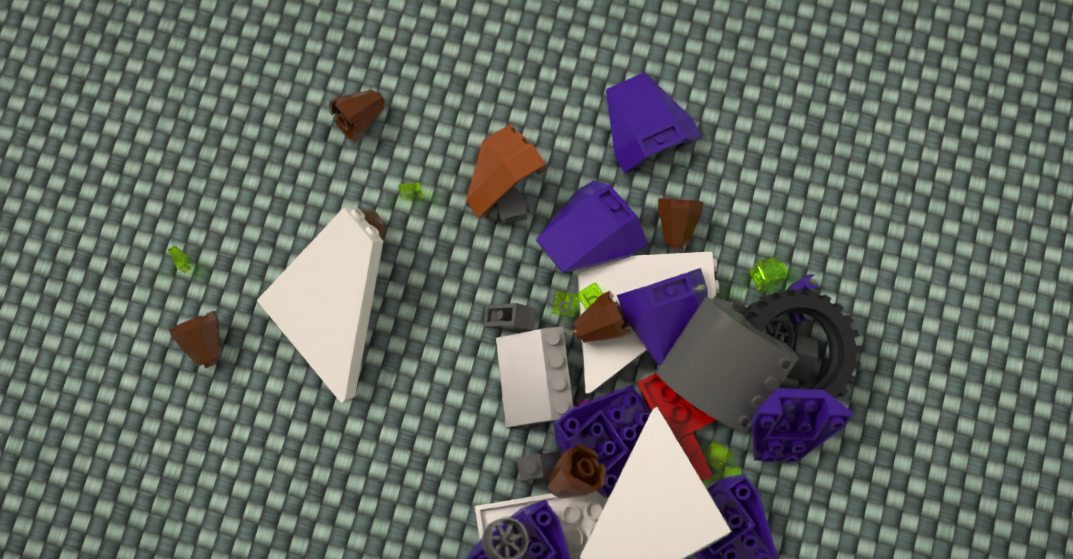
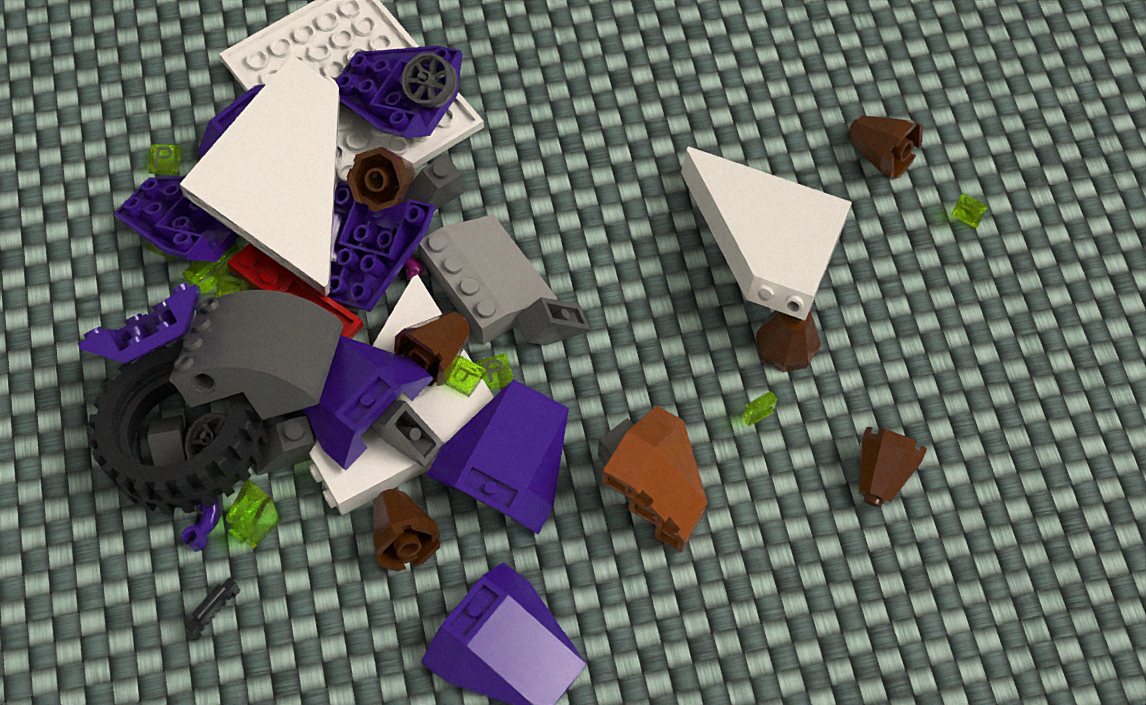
camera: 150 degrees right, 15 degrees down
(647, 267) = (407, 433): none -> dark grey slope
(827, 221) = (210, 605): none -> black piece

